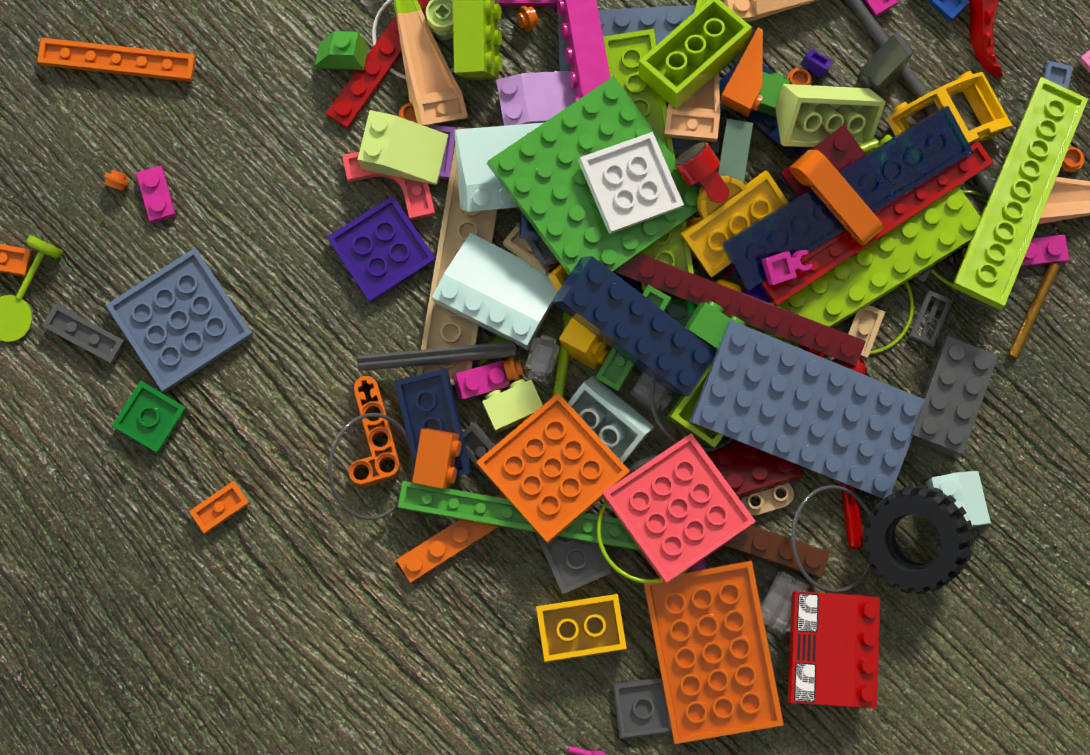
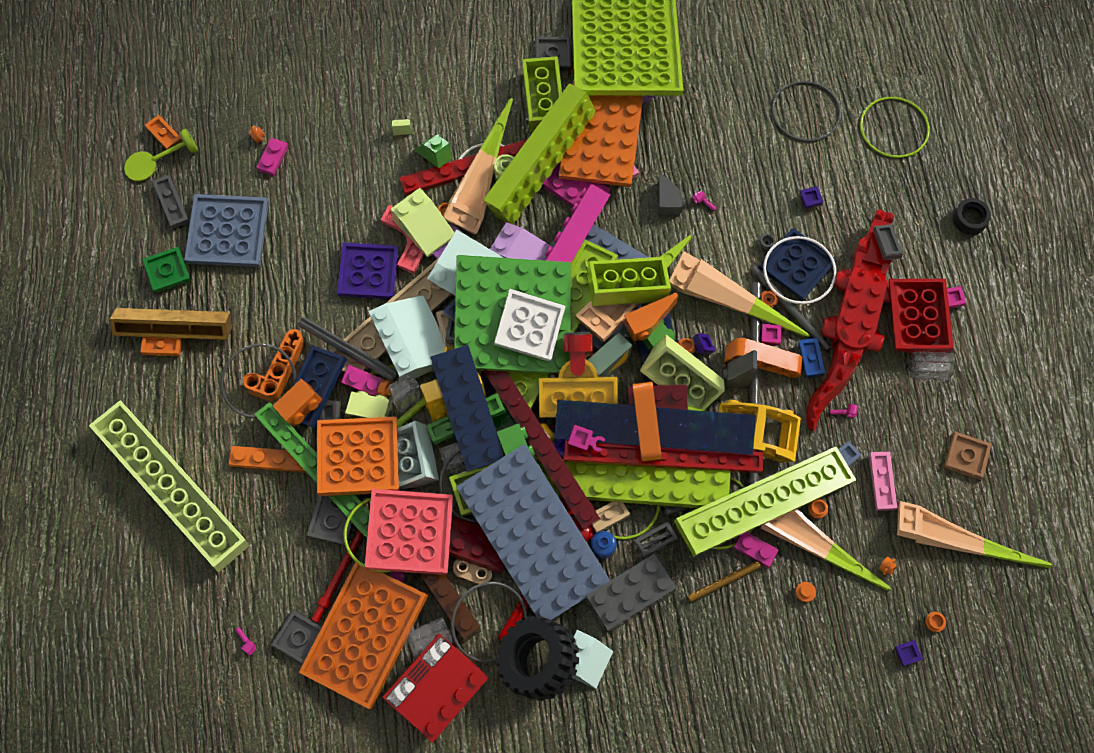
camera: 35 degrees right, 10 degrees down
(116, 59) = (311, 73): orange plate -> none
(211, 475) = (171, 323): none -> pearl gold brick
(279, 50) = (401, 127): none -> yellowish green tile
(366, 655) = (169, 486): none -> yellowish green brick
(527, 18) = (554, 204): orange plate -> none
(581, 628) = (299, 561): yellow brick -> none
(637, 650) = (324, 602): none -> red bar
(884, 365) = (603, 545): none -> blue head
(910, 24) = (768, 357): none -> beam
(1026, 25) = (850, 412): none -> dark pink hand

